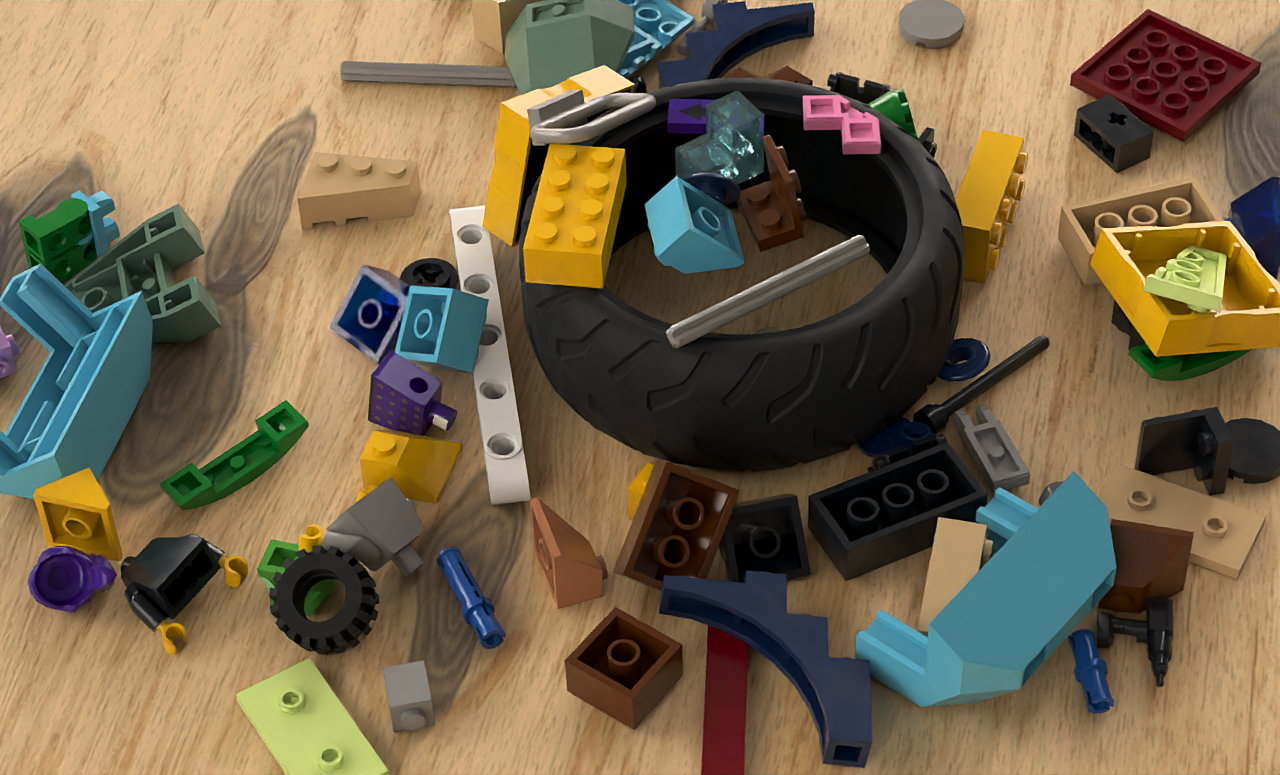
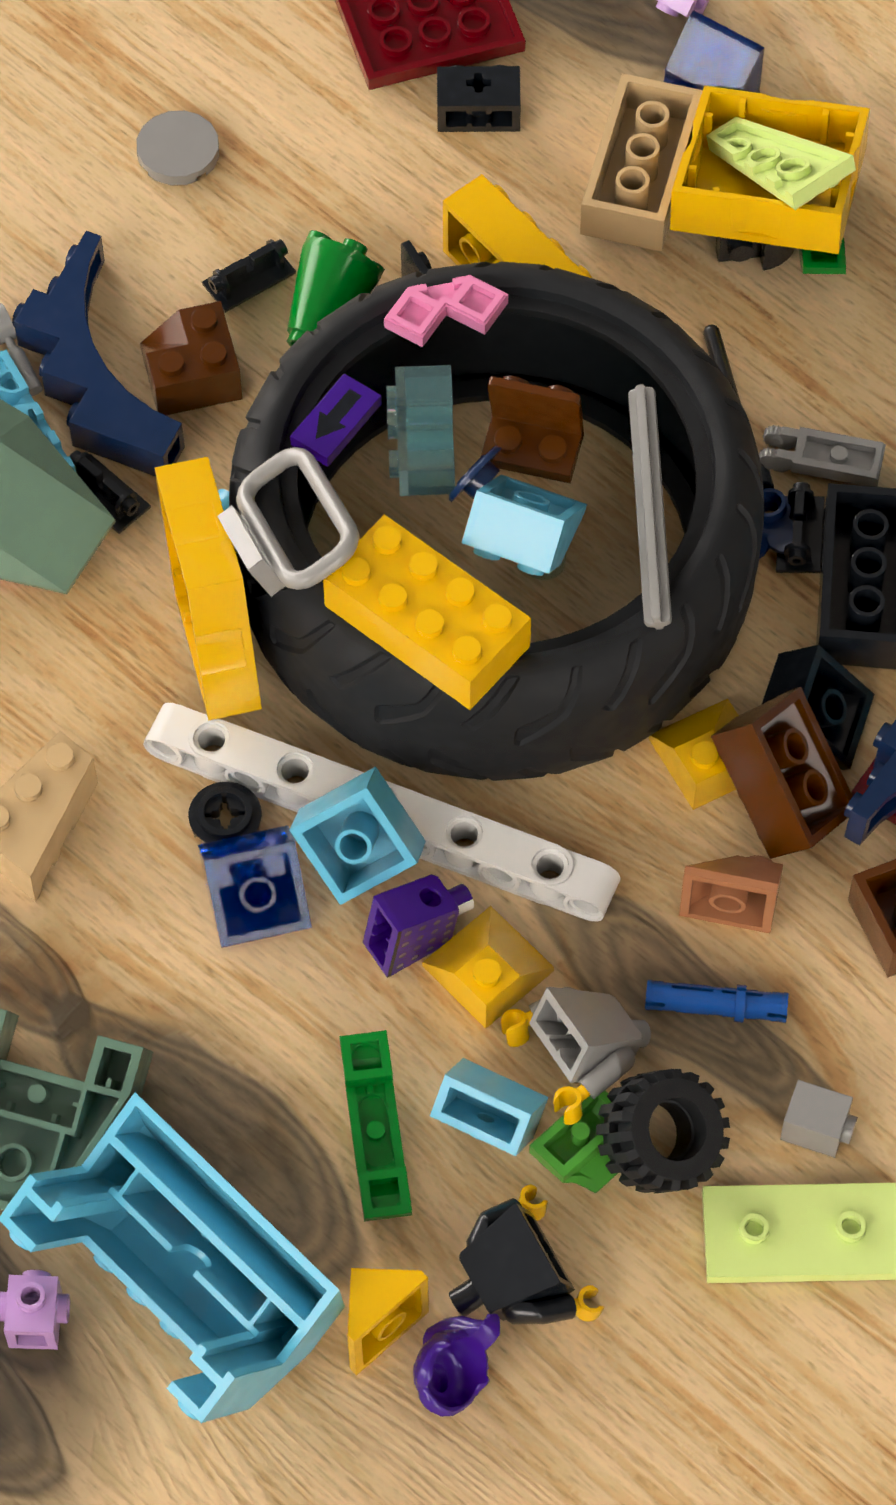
camera: 60 degrees left, 15 degrees up
(286, 501) = (489, 1106): none -> medium azure brick

